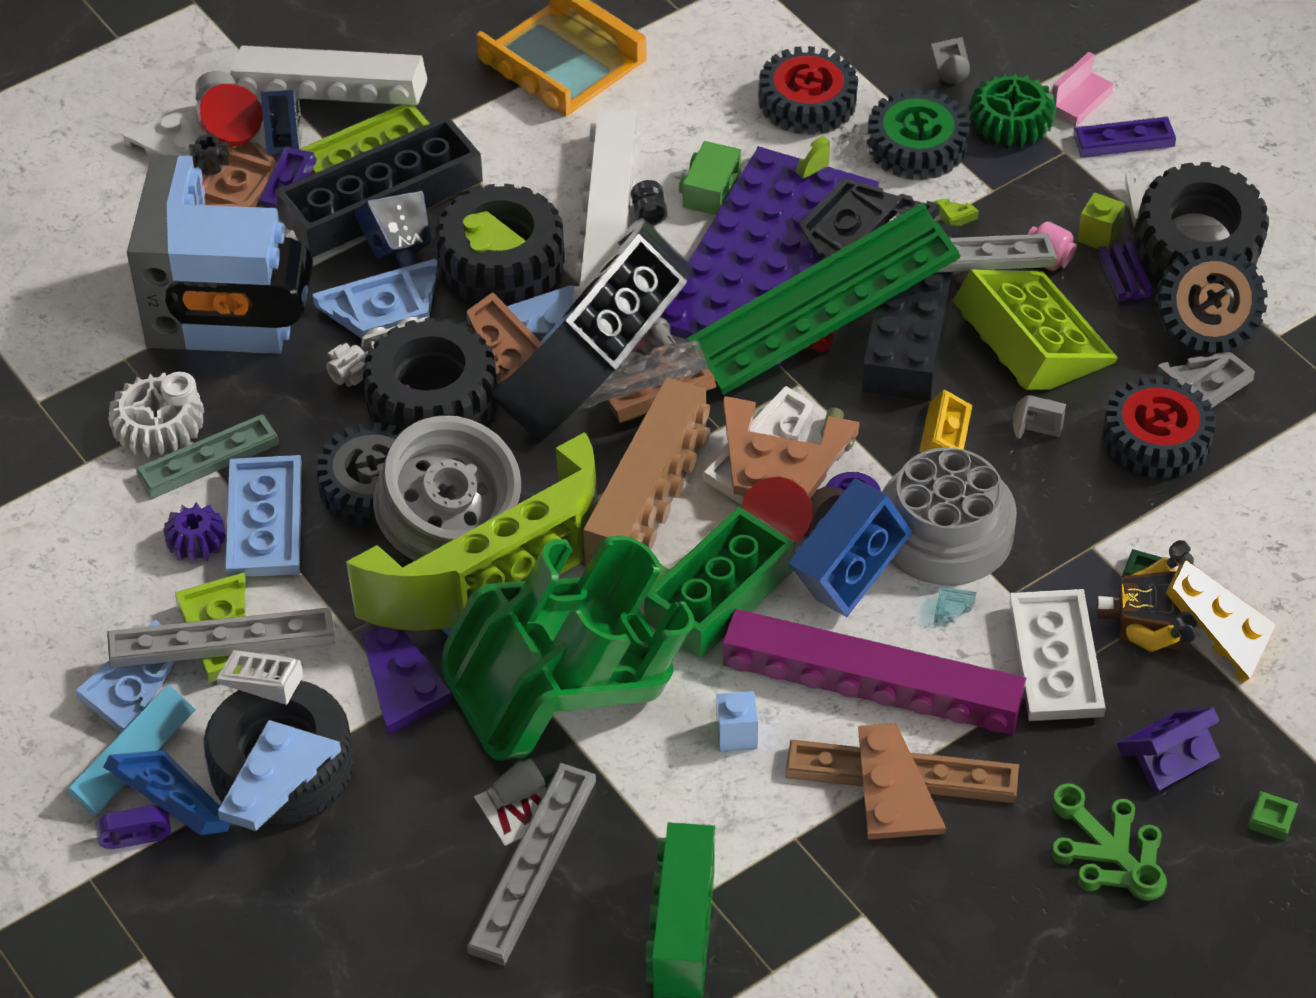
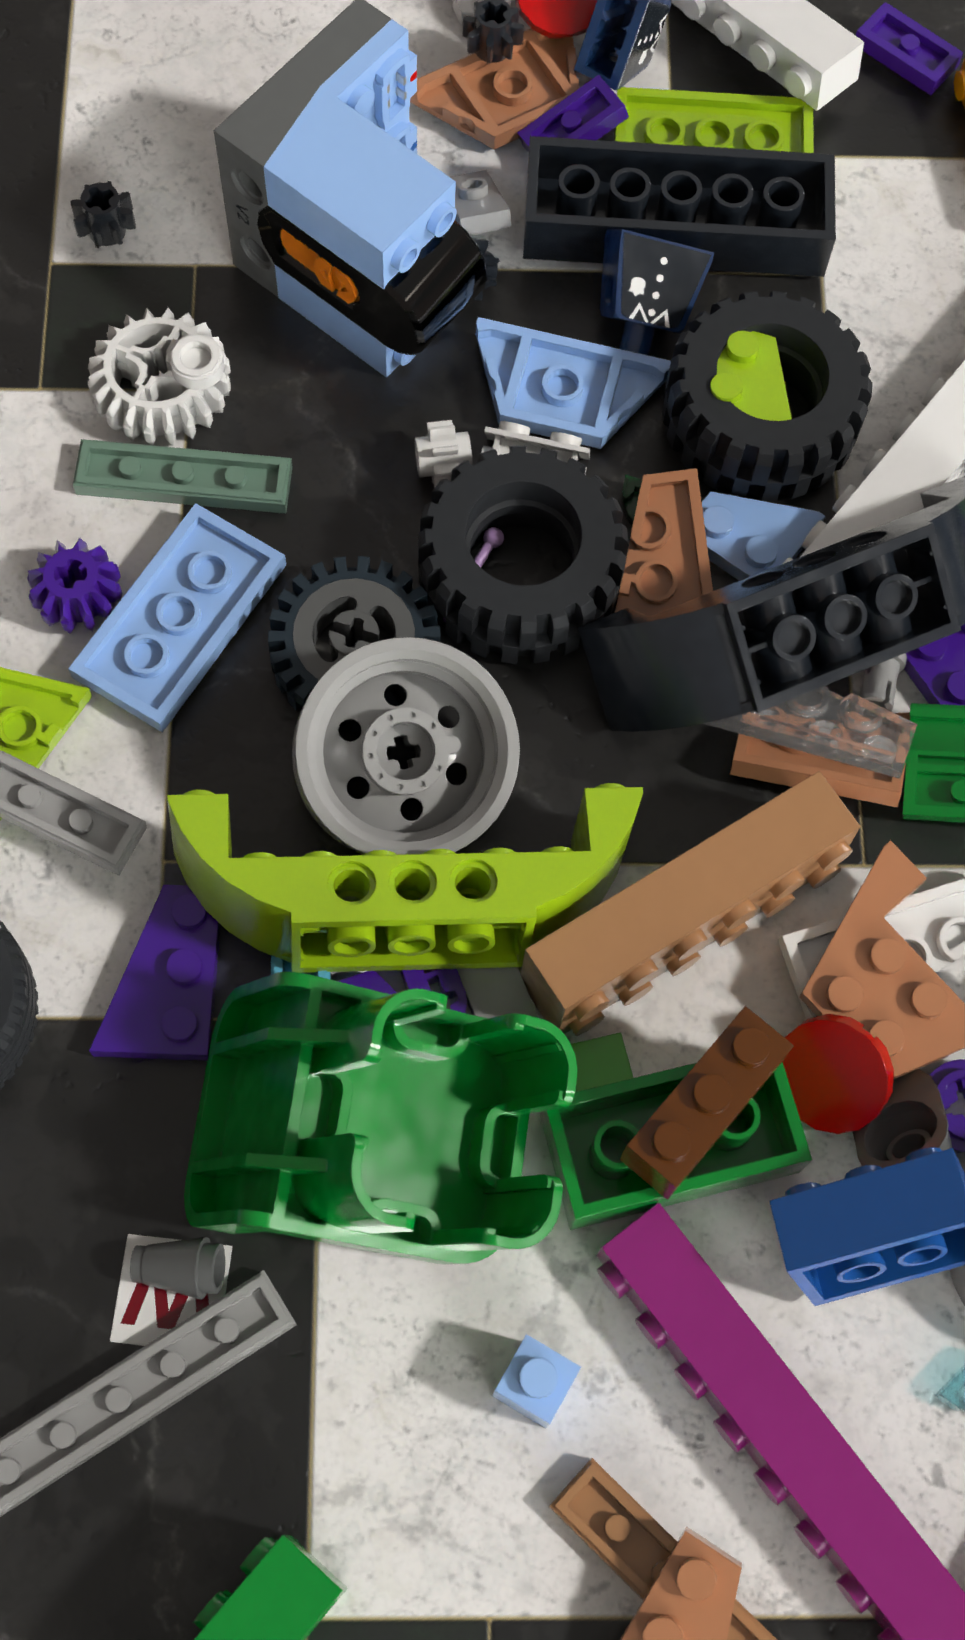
camera: 30 degrees right, 20 degrees up
(54, 358) = (103, 214): none -> black gear
(444, 52) = (908, 48): none -> dark purple plate
(725, 540) = (706, 1102): none -> reddish brown brick

